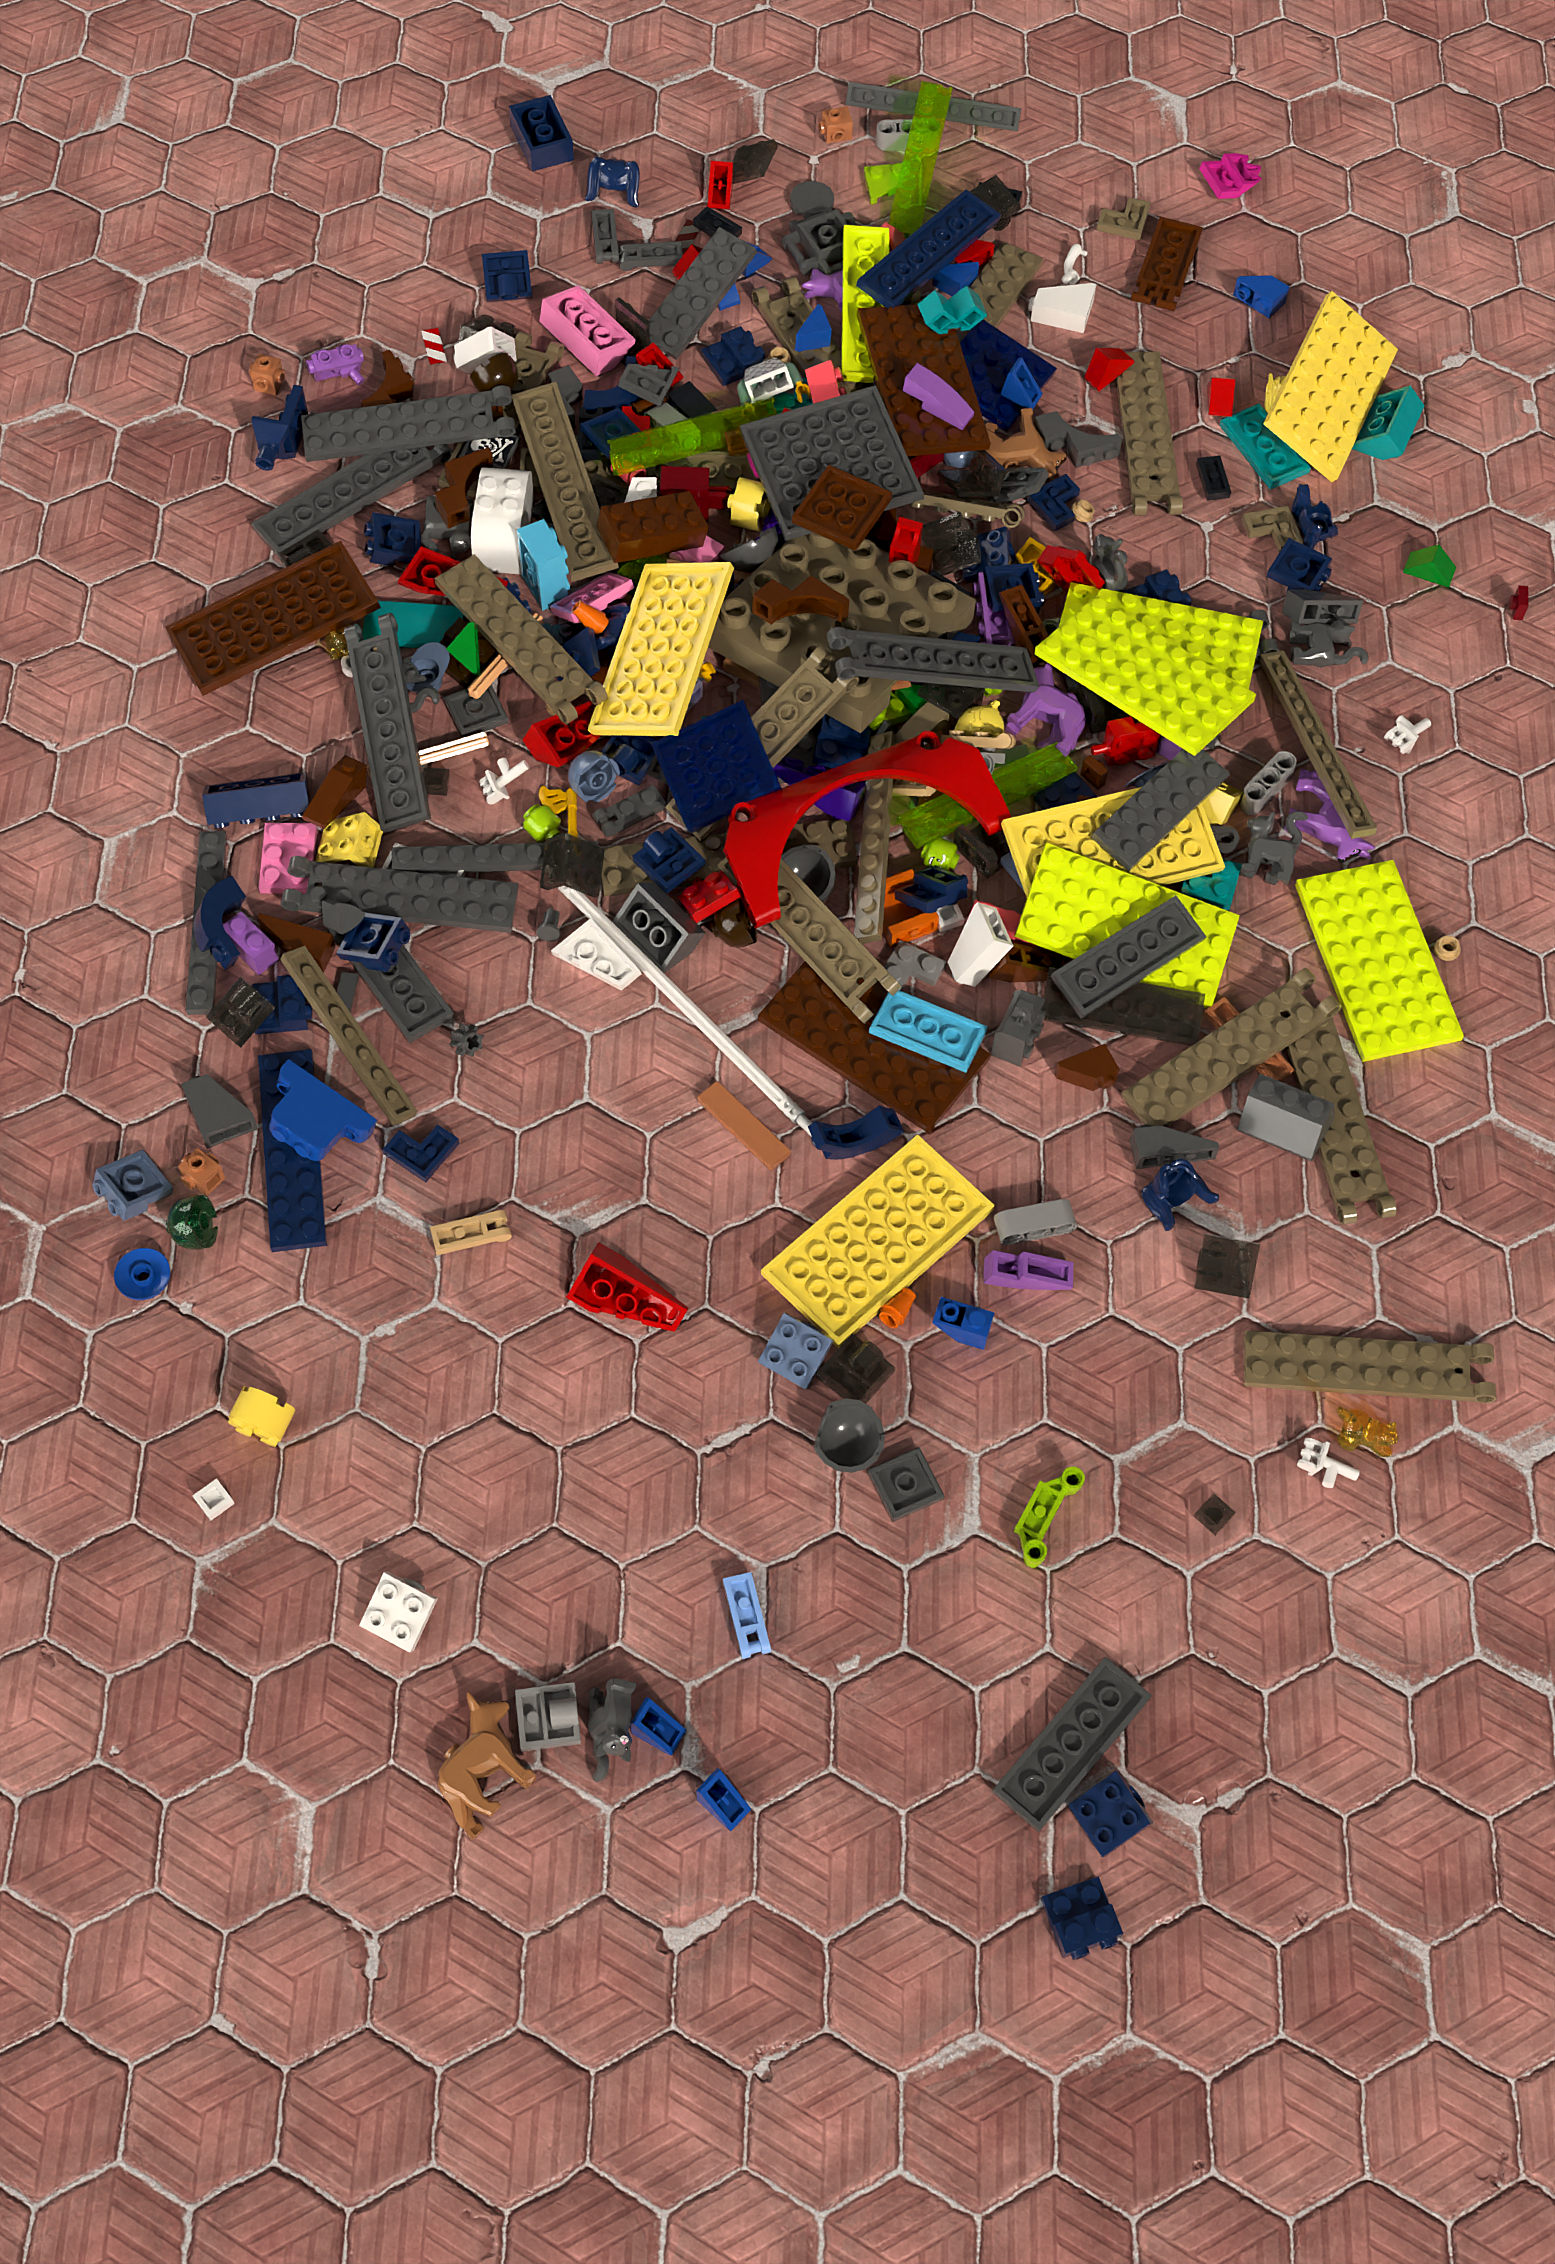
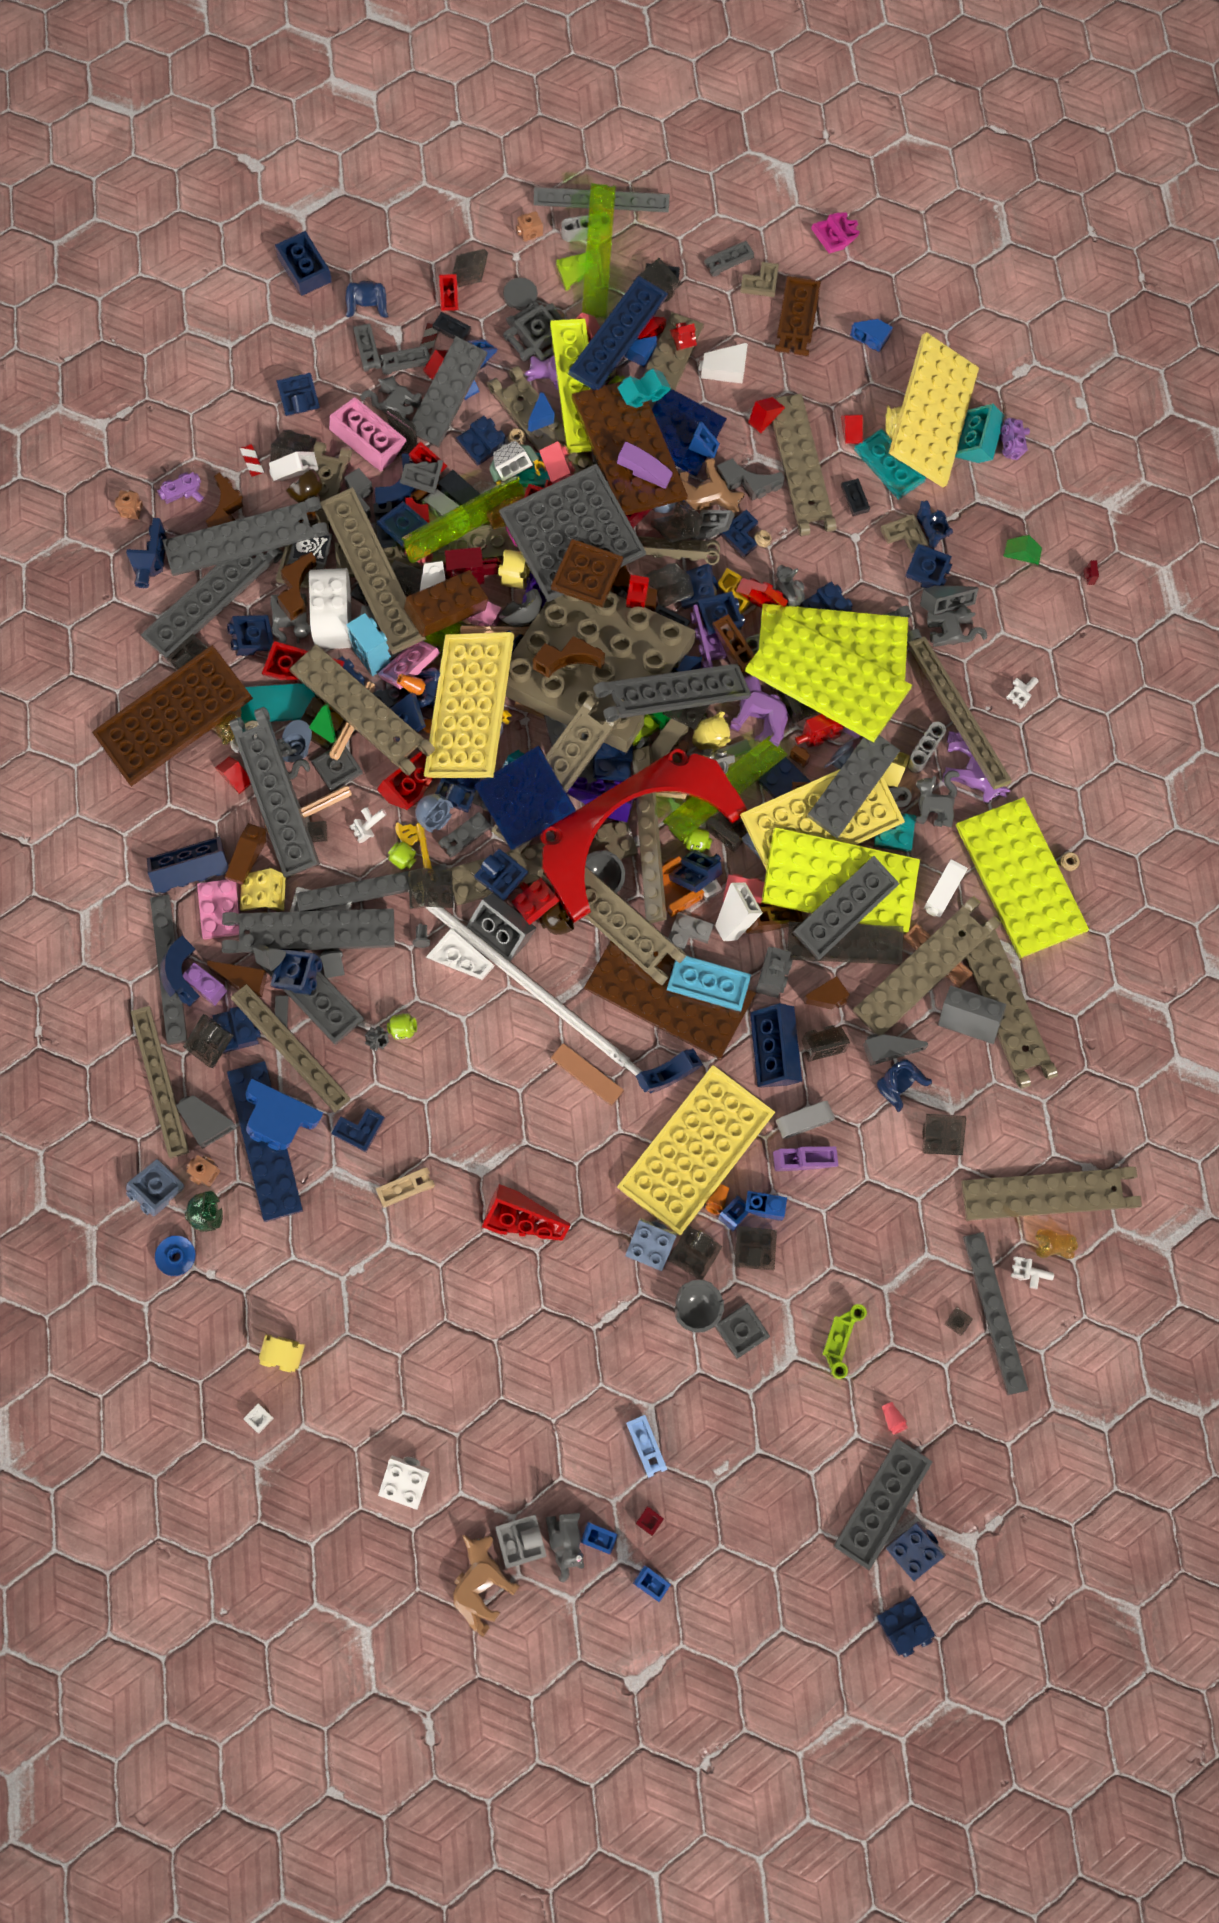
camera: 10 degrees left, 10 degrees up
(166, 1057) = (159, 1082): none -> dark tan plate
(340, 701) = (234, 774): none -> red slope
(425, 941) = (332, 963): none -> dark grey tile
(503, 1030) = (402, 1026): none -> lime head
(631, 291) = (396, 400): none -> dark grey animal
(734, 1716) = (649, 1521): none -> dark red plate
(916, 1329) = (733, 1213): none -> blue slope
(940, 1377) = (755, 1248): none -> clear smoke plate
(982, 739) = (713, 747): tan plate -> none
(1008, 1123) = (776, 1046): none -> dark blue slope
(1014, 264) = (684, 335): none -> red brick
(1071, 275) = (726, 336): white piece -> none
(1076, 1128) = (825, 1043): none -> clear smoke slope
(1087, 189) = (729, 258): none -> dark grey plate
(1105, 1632) = (894, 1419): none -> coral cone
(1269, 1514) = (995, 1314): none -> dark grey plate
(1270, 955) = (945, 888): none -> white slope
(1434, 433) = (1014, 438): none -> medium lavender brick

